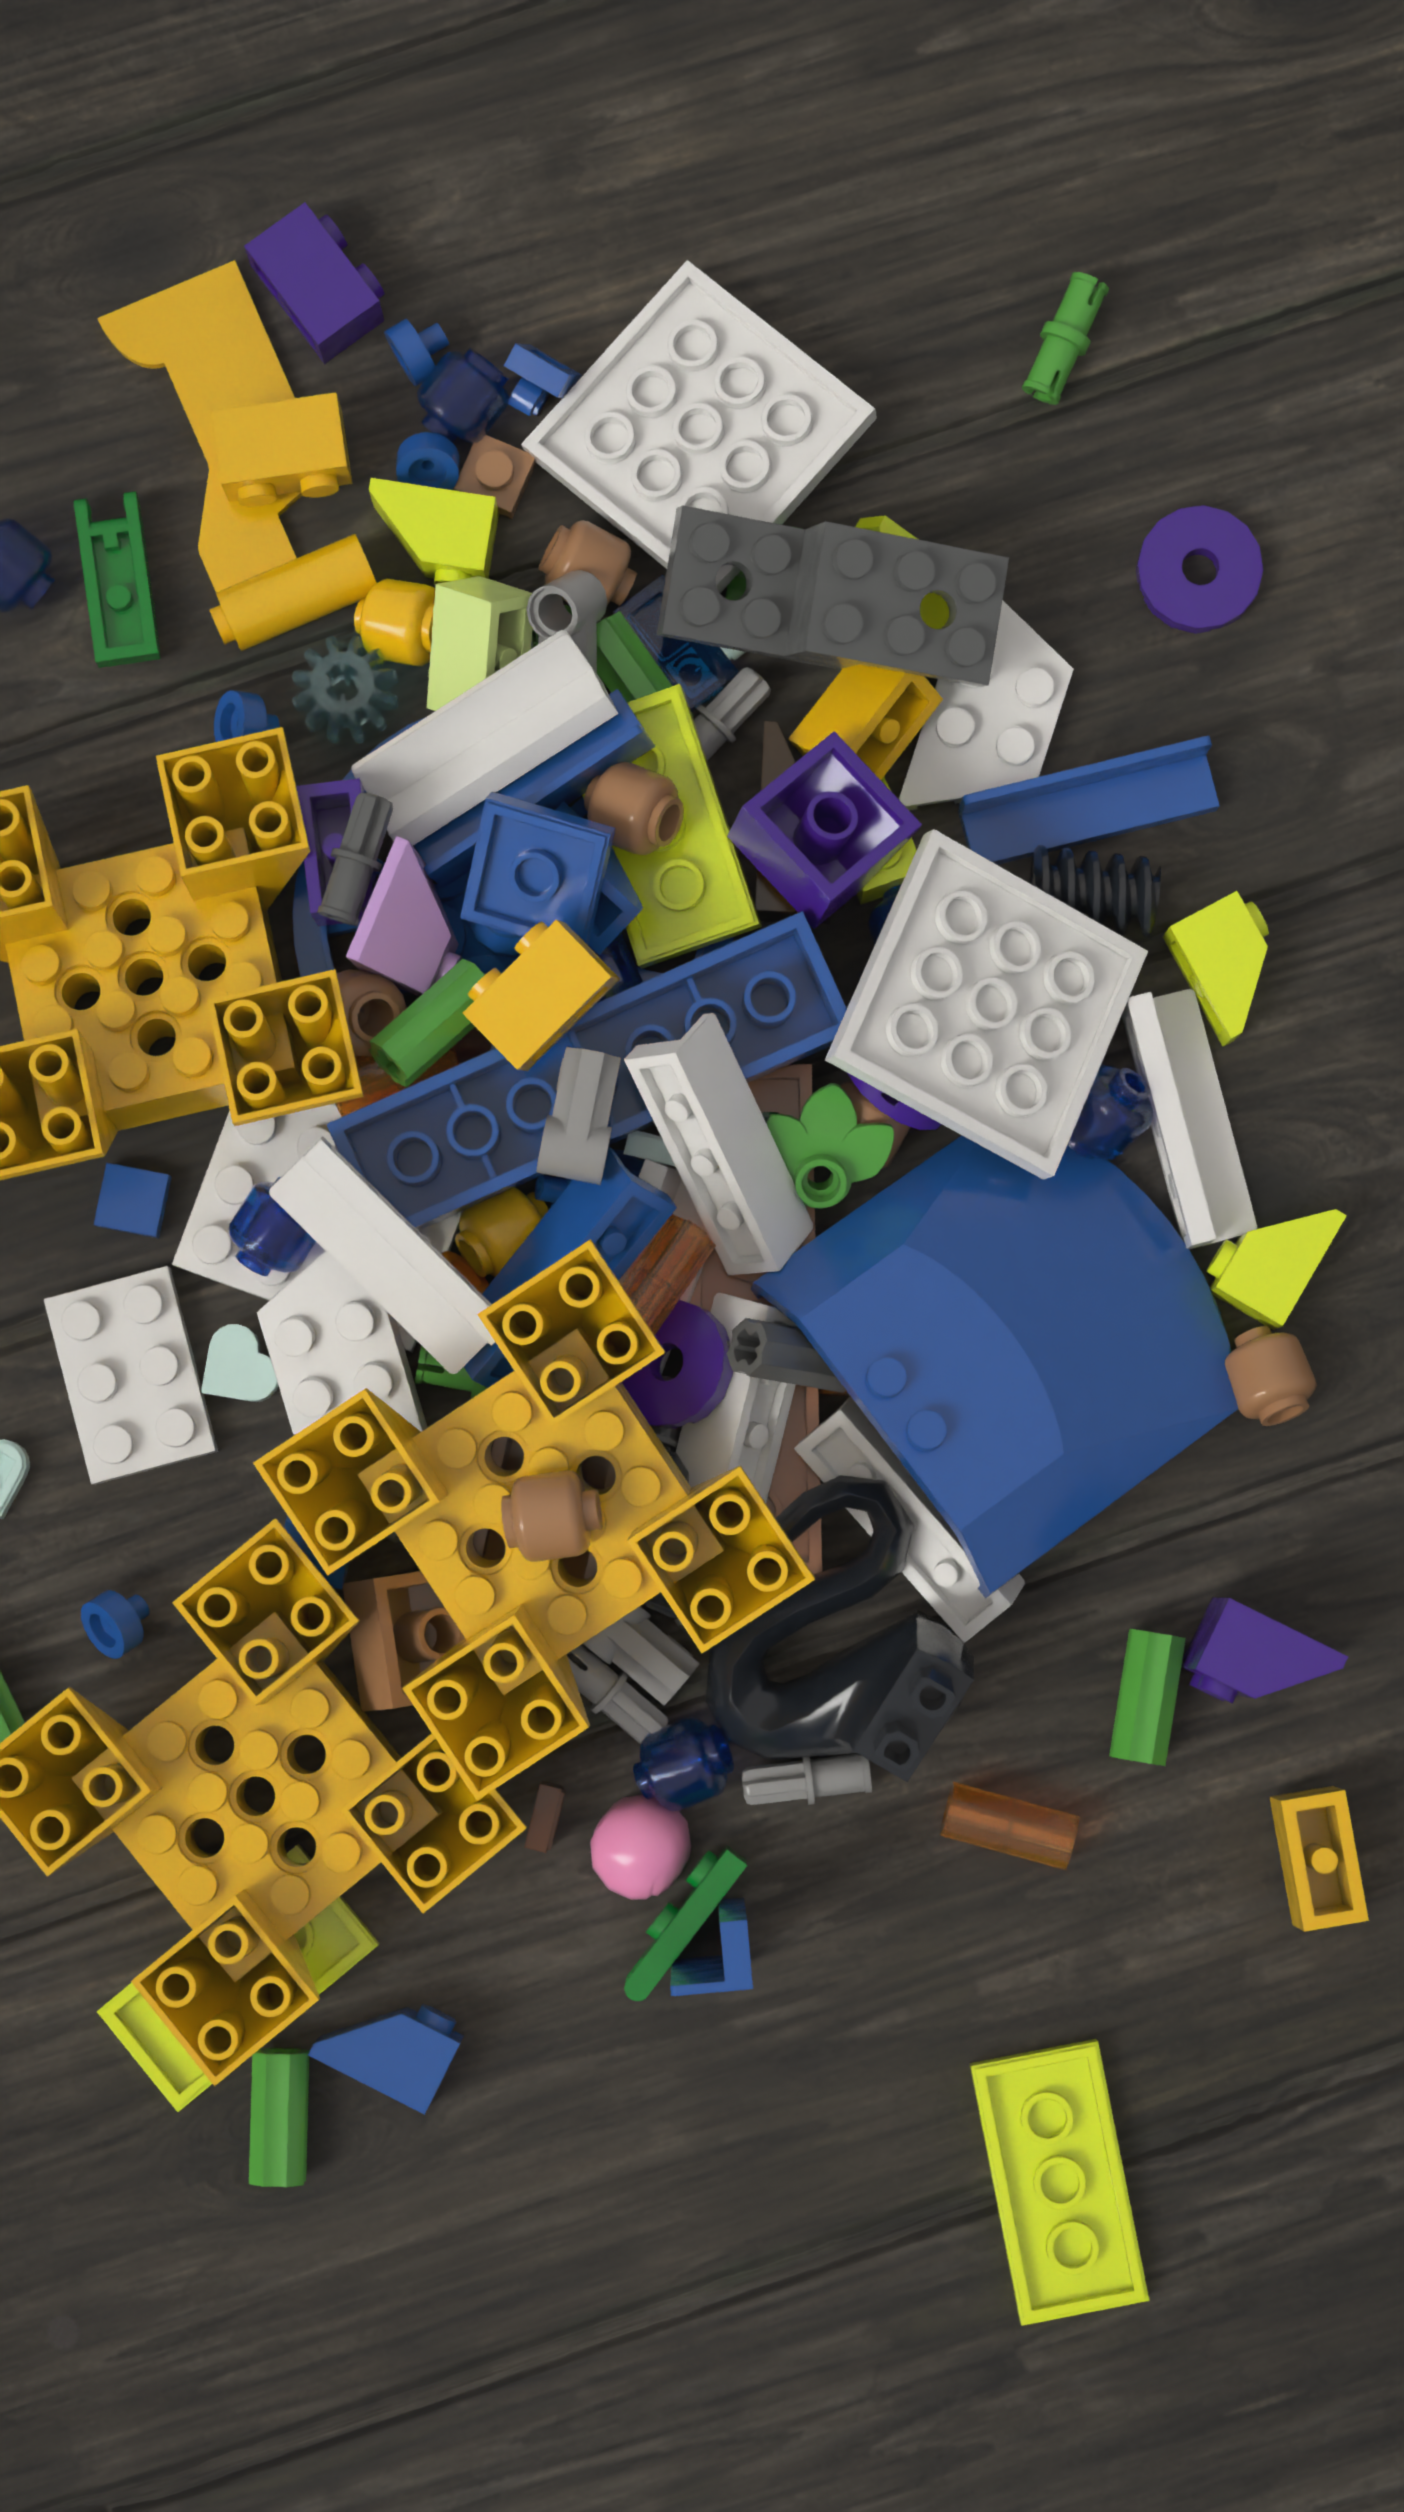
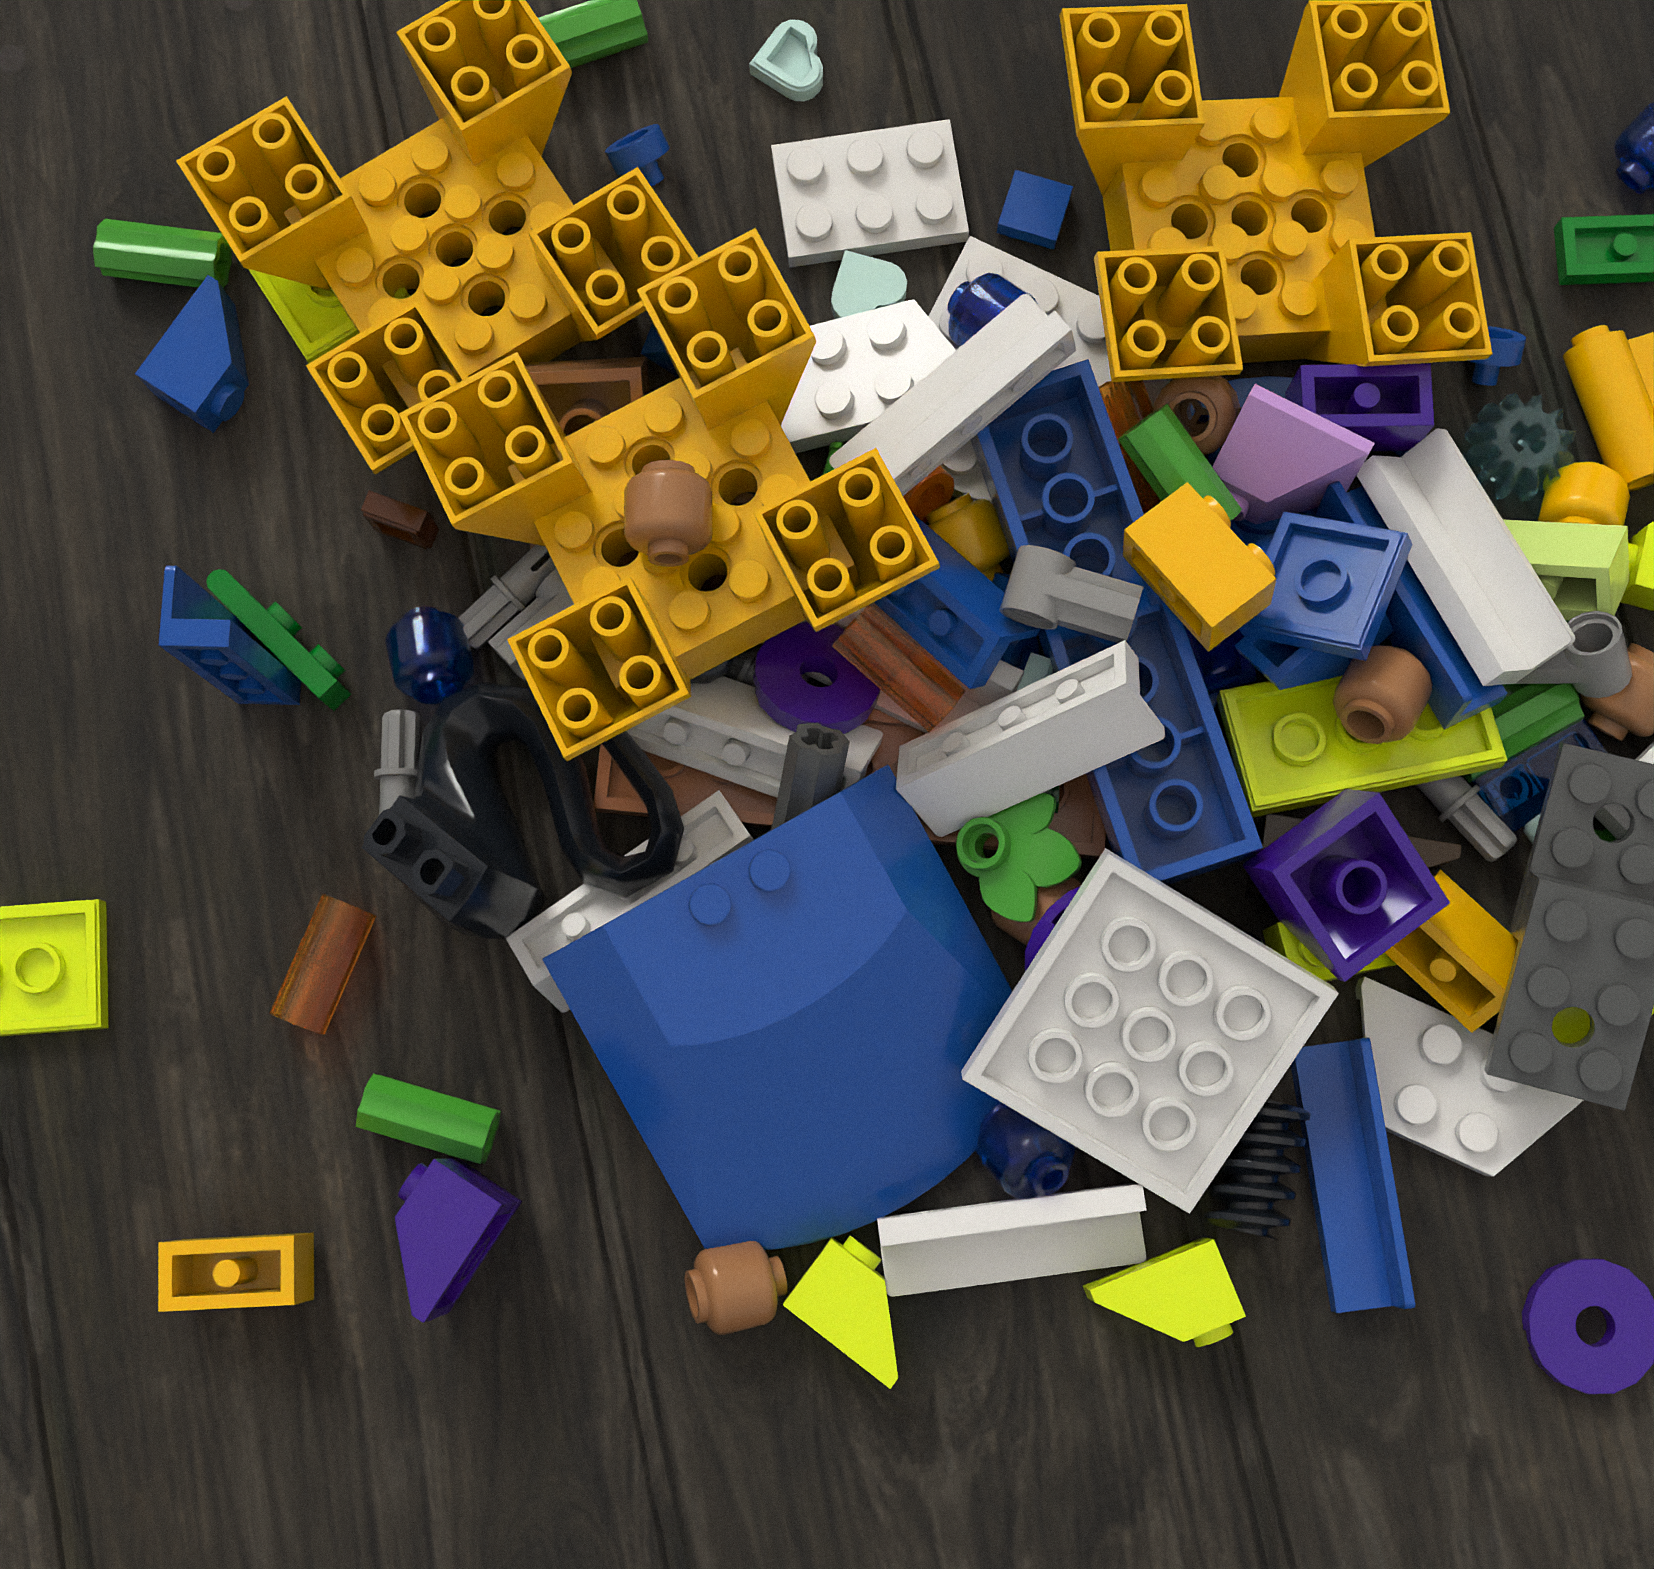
camera: 100 degrees right, 5 degrees down
(356, 859) = (1354, 408): dark grey axle -> none
(640, 1847) = (357, 607): bright pink hair -> none

